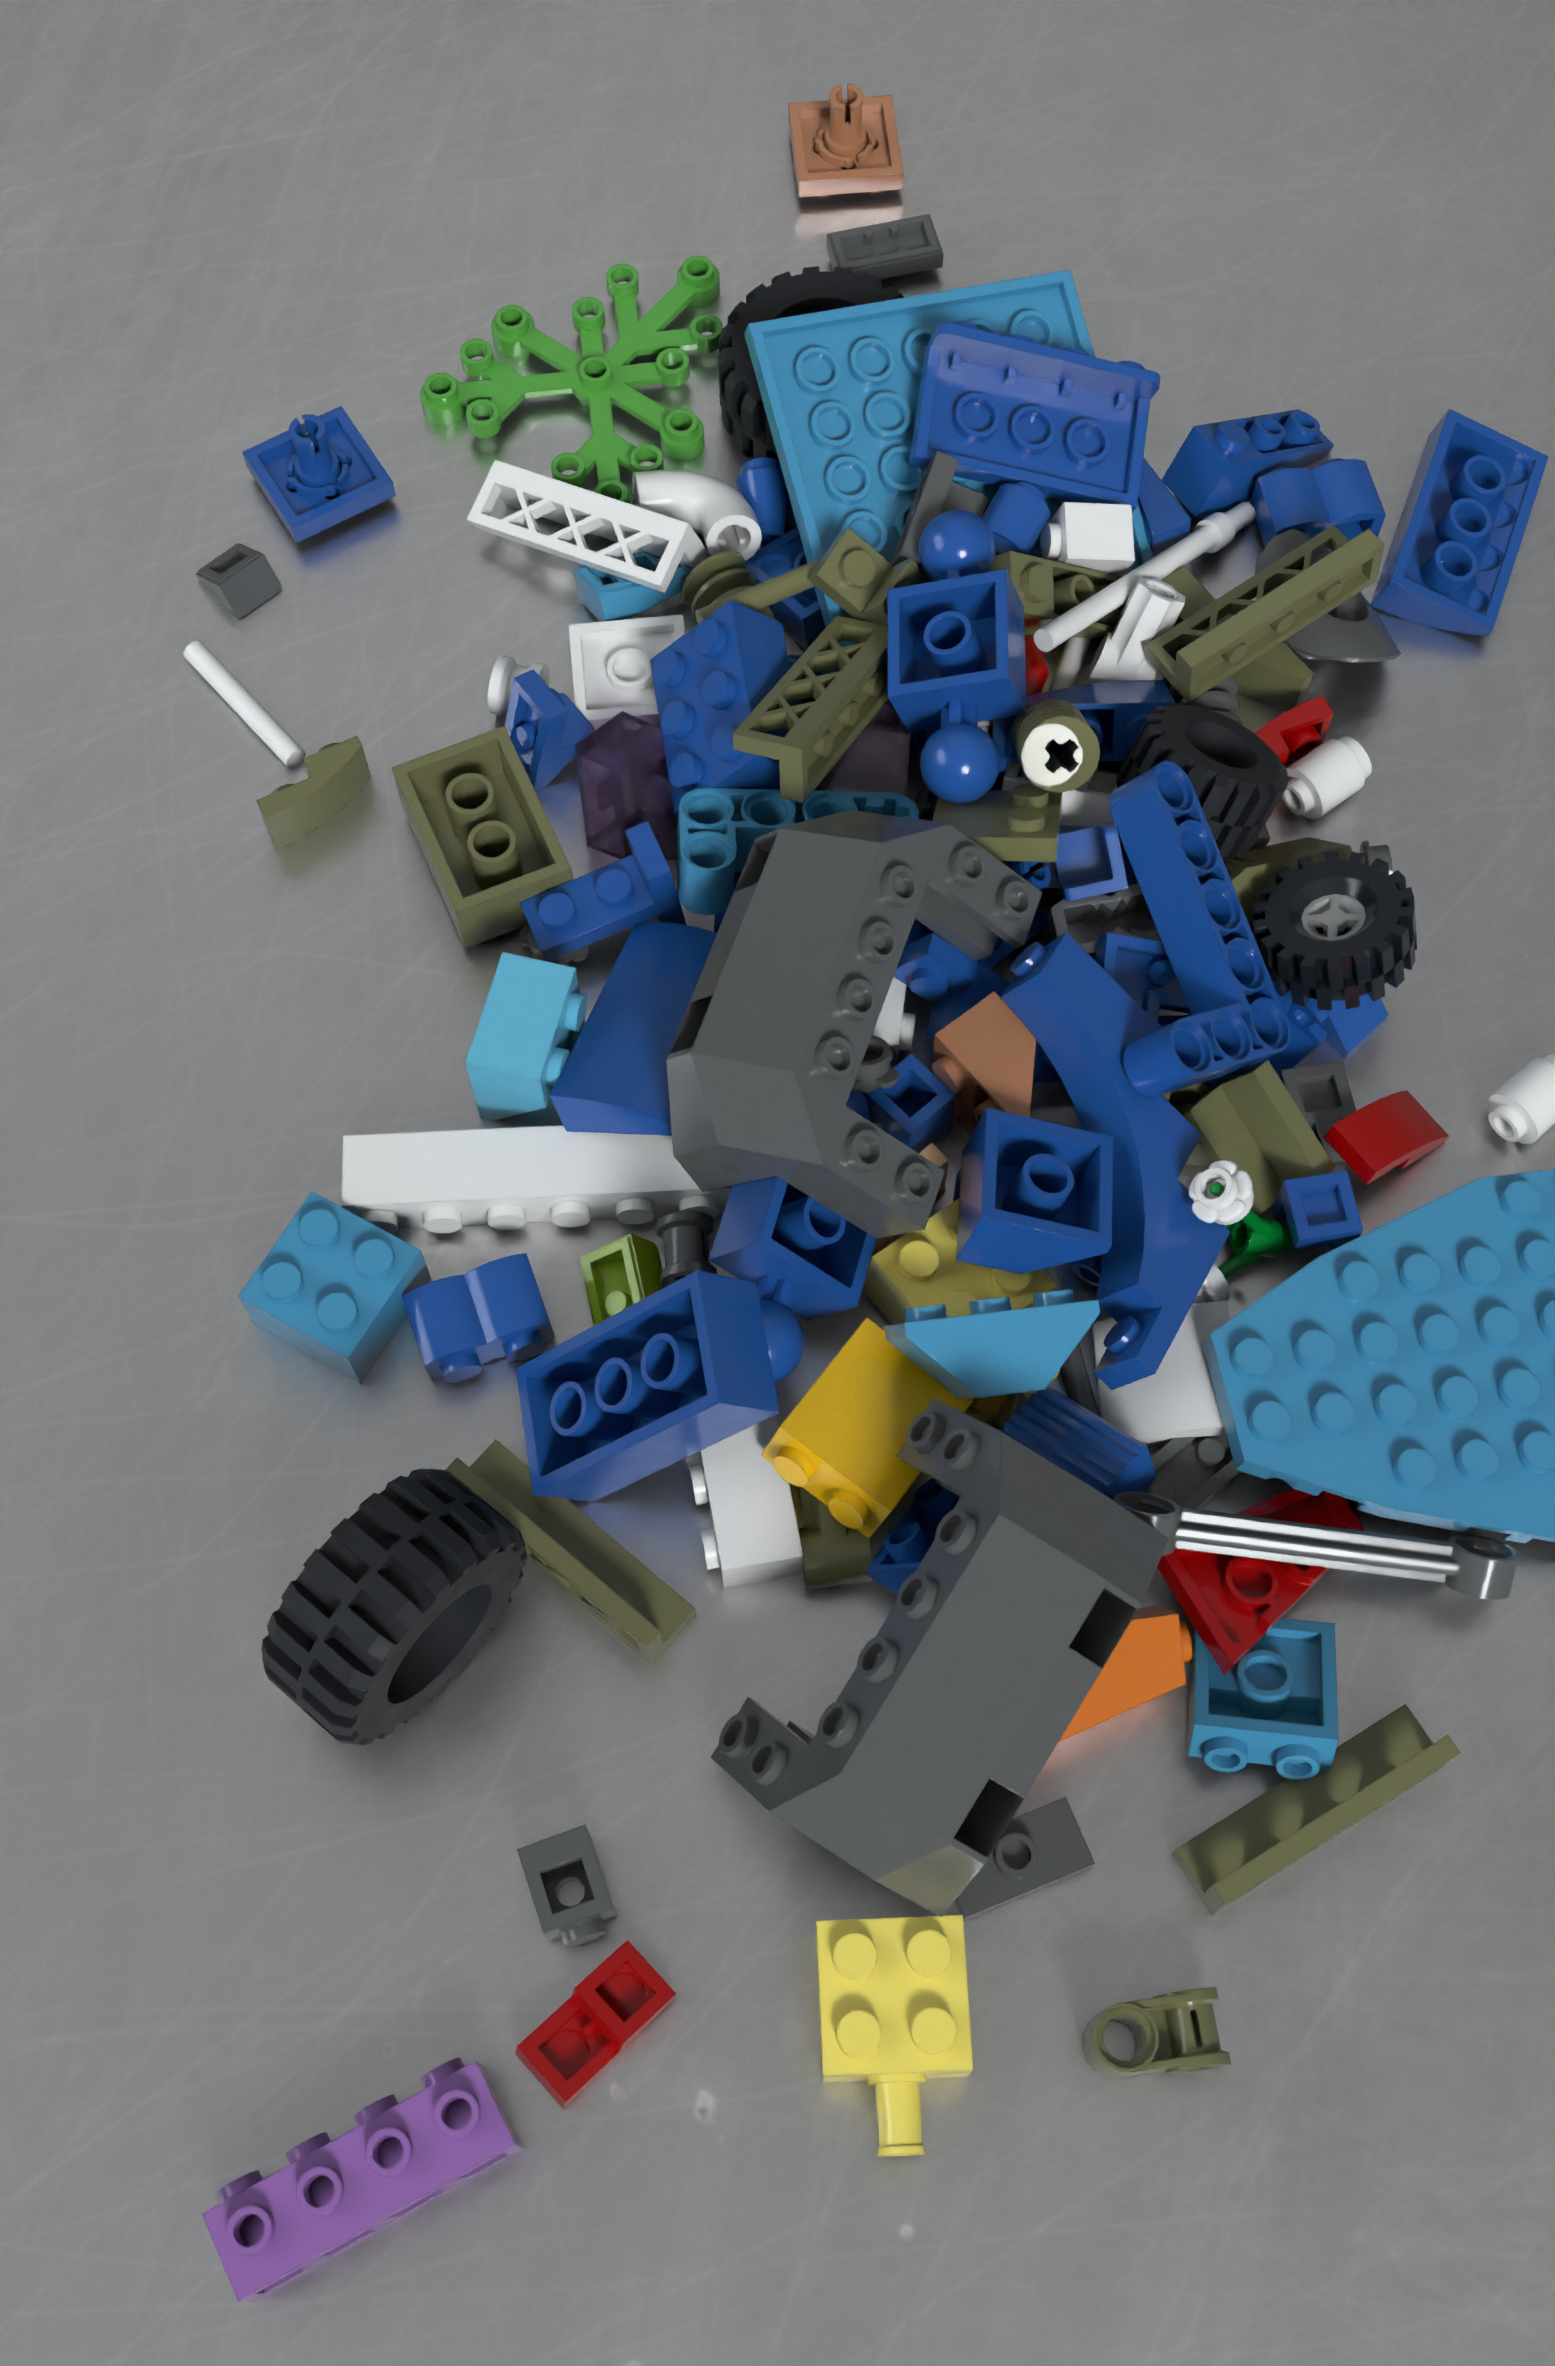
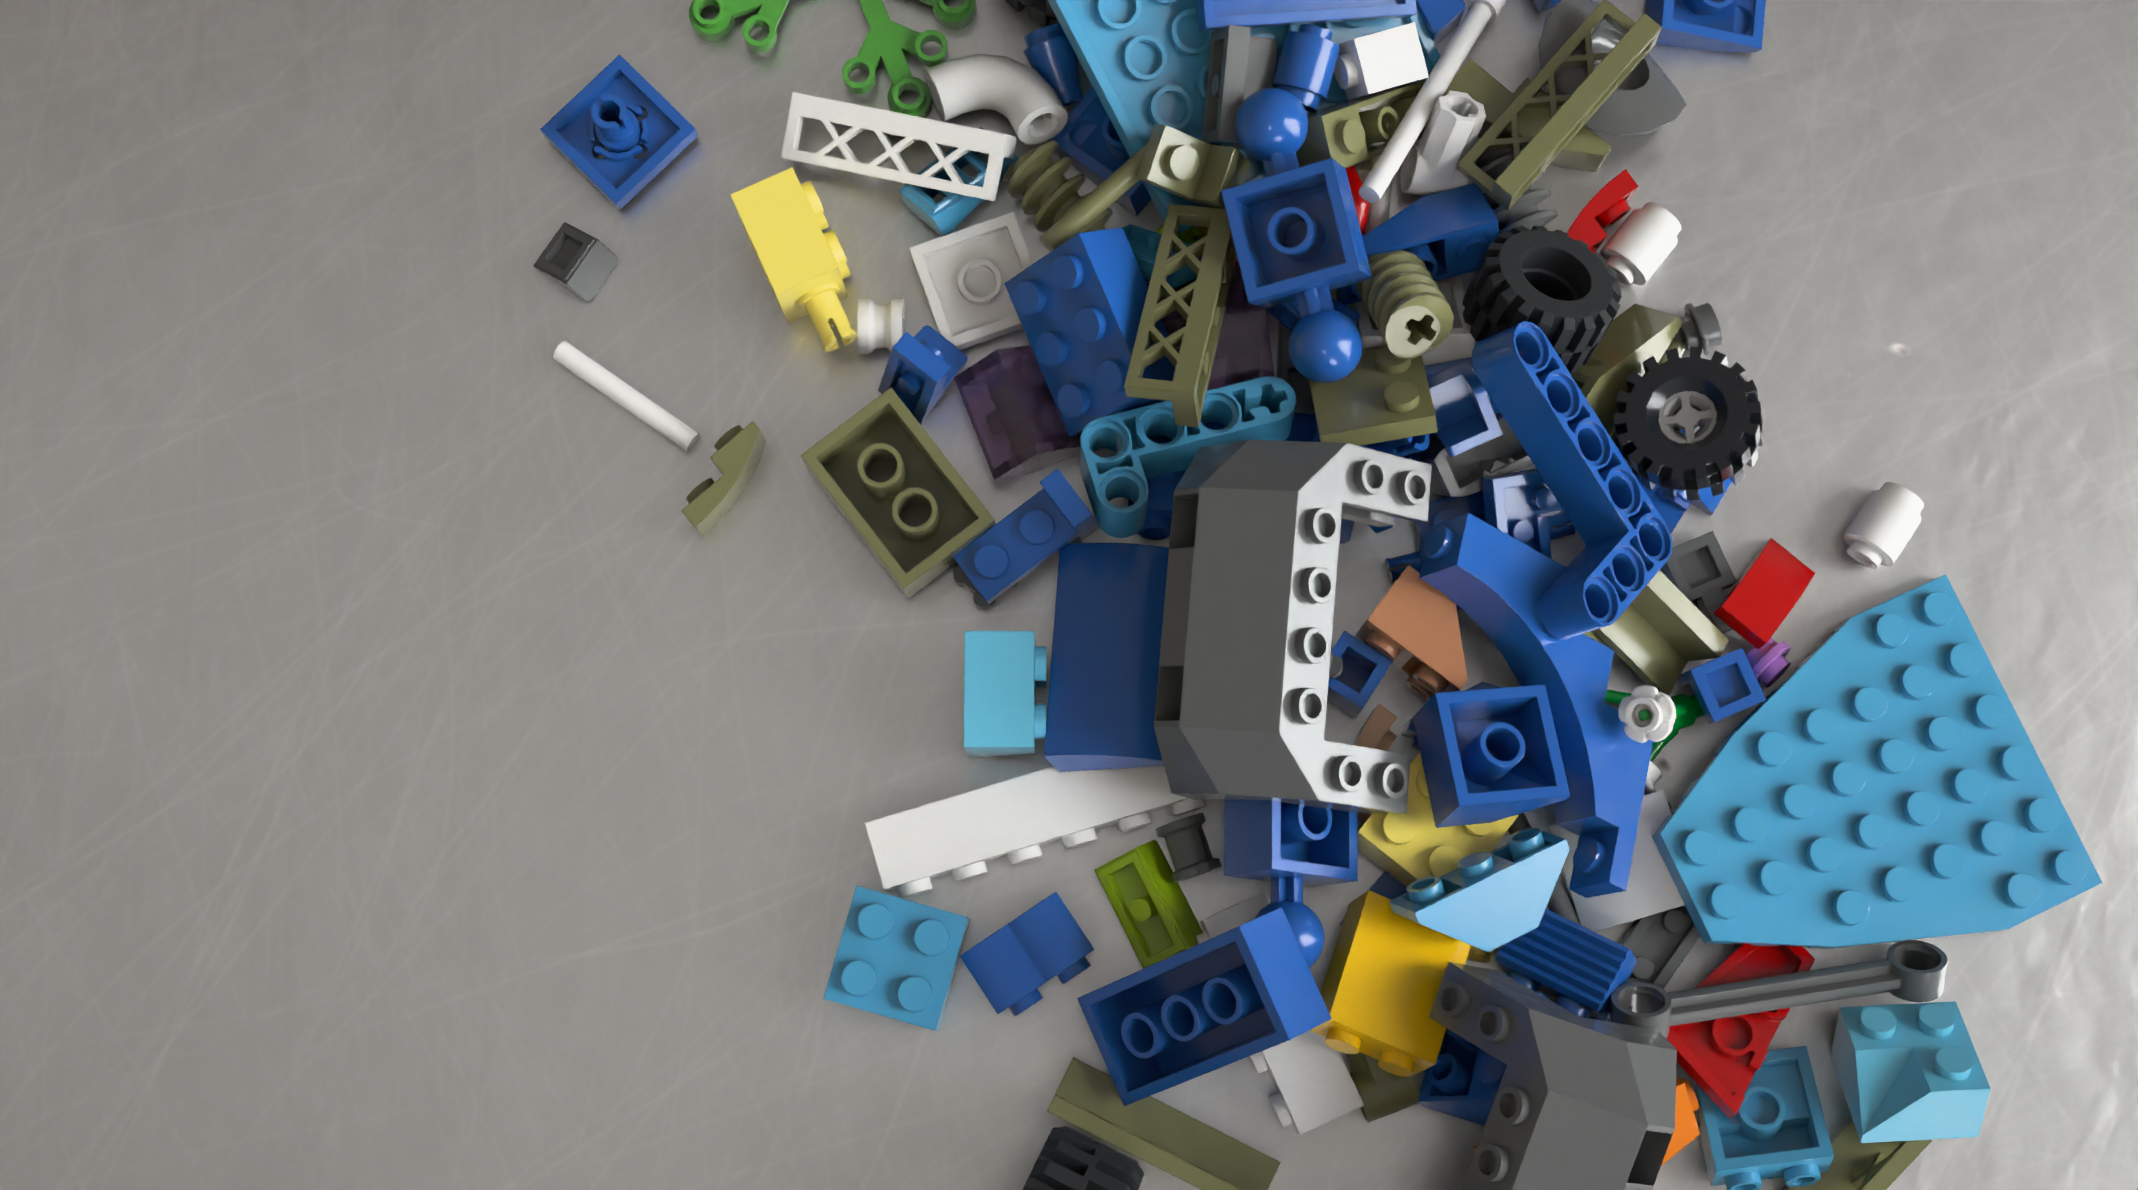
camera: 15 degrees left, 15 degrees up
(451, 593) = (797, 258): none -> light yellow brick
(946, 978) = (1374, 557): blue slope -> none
(1378, 1203) = (1769, 661): none -> medium lavender plate
(1449, 1669) = (1909, 1072): none -> medium azure slope

